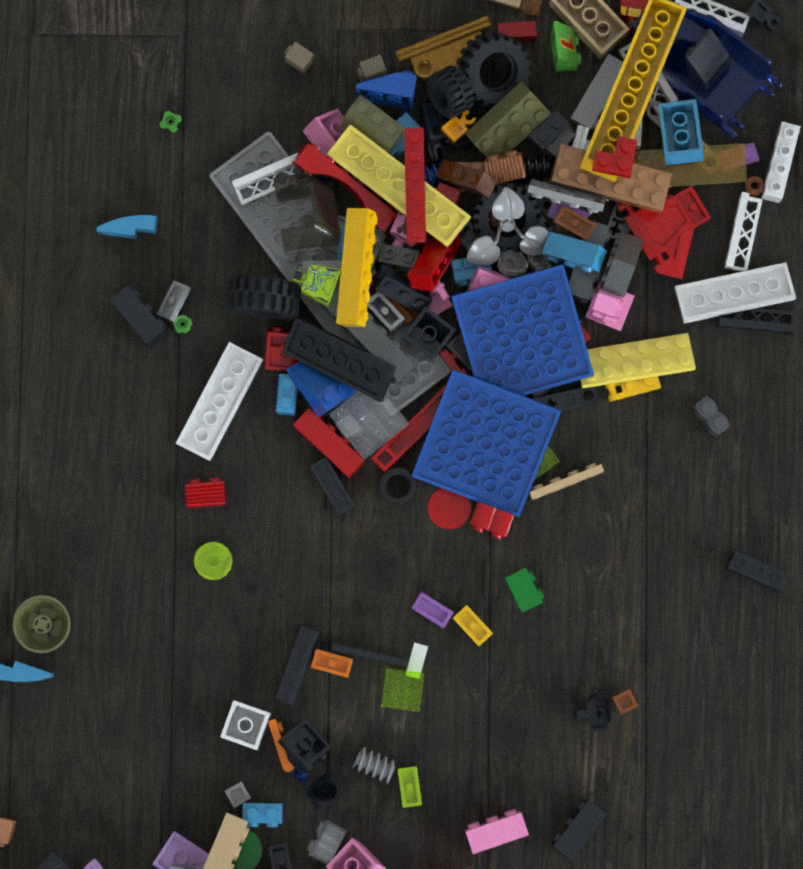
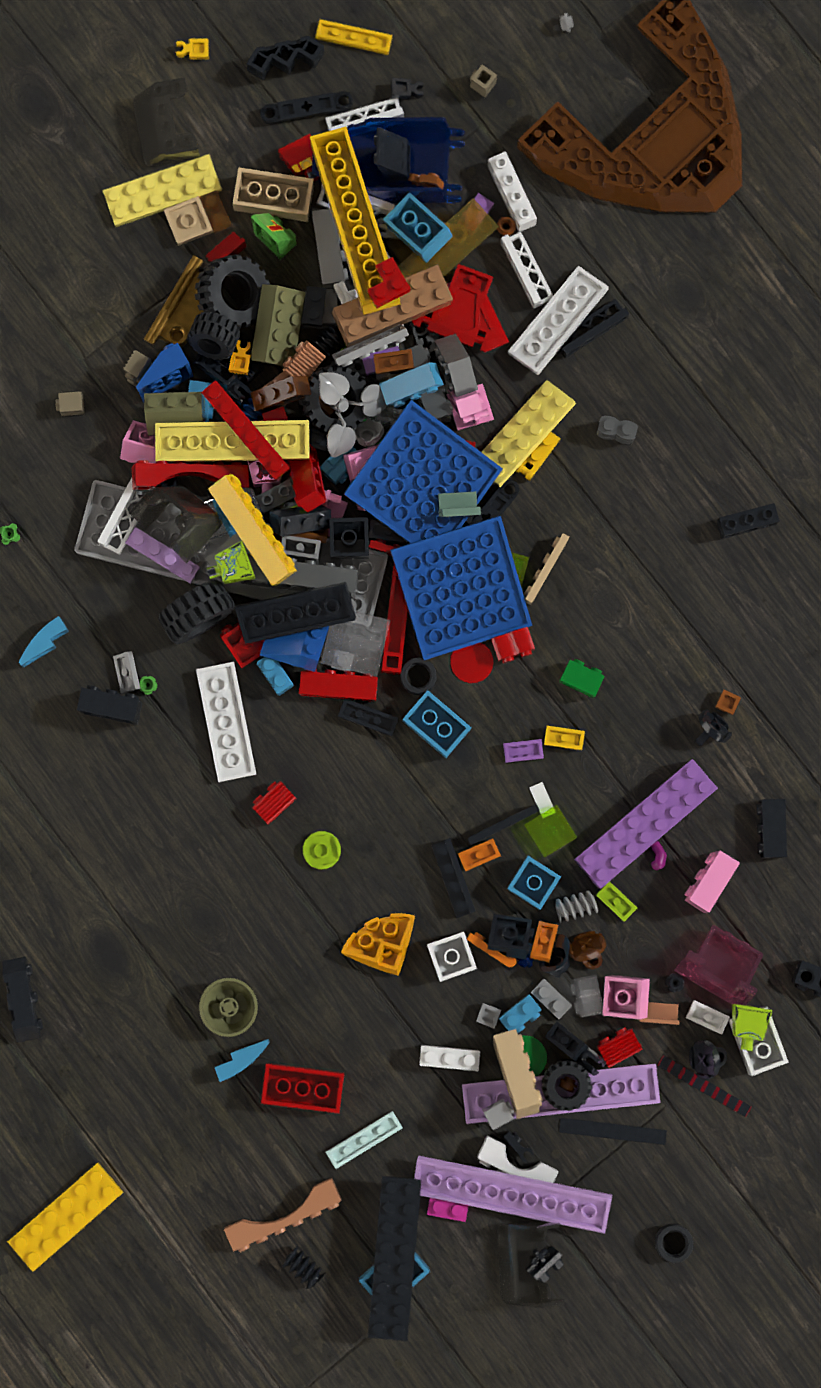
camera: 45 degrees left, 0 degrees up
(49, 733) = (302, 1087): none -> red brick
(64, 812) = (364, 1139): none -> light aqua tile
(180, 802) = (449, 1057): none -> white brick
(201, 670) = (381, 942): none -> light orange brick
(272, 224) = (162, 555): none -> lavender plate
(297, 821) = (551, 999): none -> light grey plate
(327, 772) = (544, 941): none -> orange plate
(356, 719) = (533, 882): none -> dark azure brick
(357, 804) = (587, 947): none -> reddish brown tile
(380, 534) = (436, 724): none -> dark azure brick
(472, 780) = (660, 858): none -> magenta arm
(482, 744) = (645, 824): none -> medium lavender brick
(535, 375) = (458, 504): none -> sand green panel
(721, 102) = (429, 180): none -> dark orange plate

